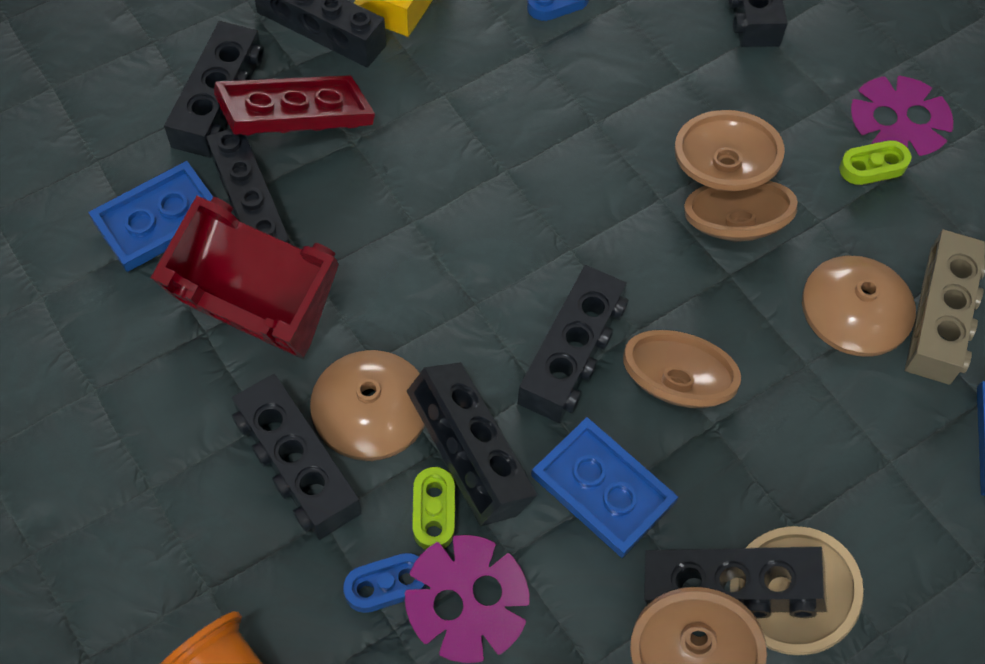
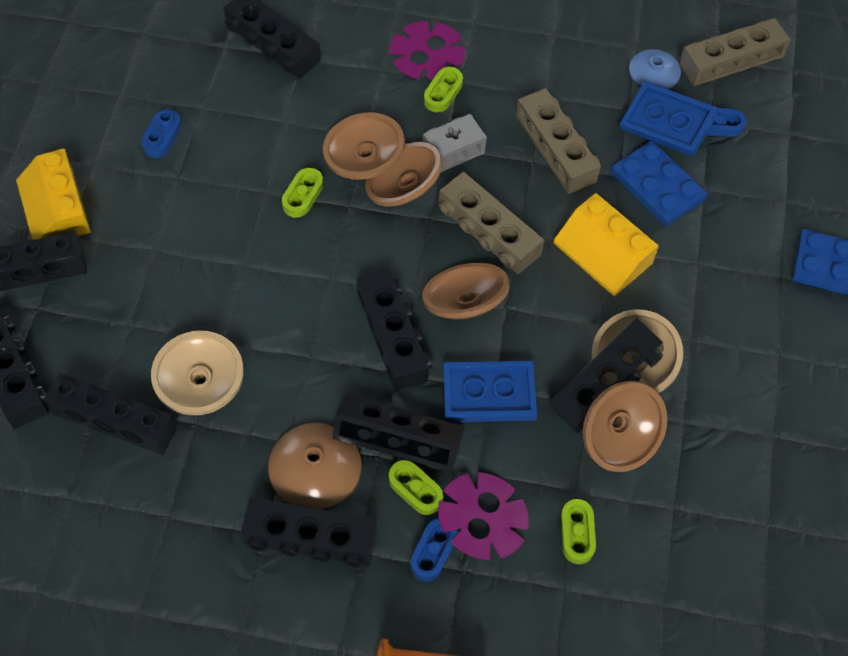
camera: 45 degrees left, 0 degrees up
(147, 217) = (59, 477): blue plate -> none
(247, 276) = (175, 456): dark red windscreen -> none
(293, 104) = (75, 333): dark red plate -> none
(356, 209) = (192, 358): none -> tan dish
(626, 148) = (300, 194): none -> lime plate
(787, 275) = (465, 192): none -> dark tan brick
(830, 221) = (457, 141): none -> light grey brick
(851, 318) = (516, 188): medium nougat dish -> none
(887, 453) = (606, 244): none -> yellow slope

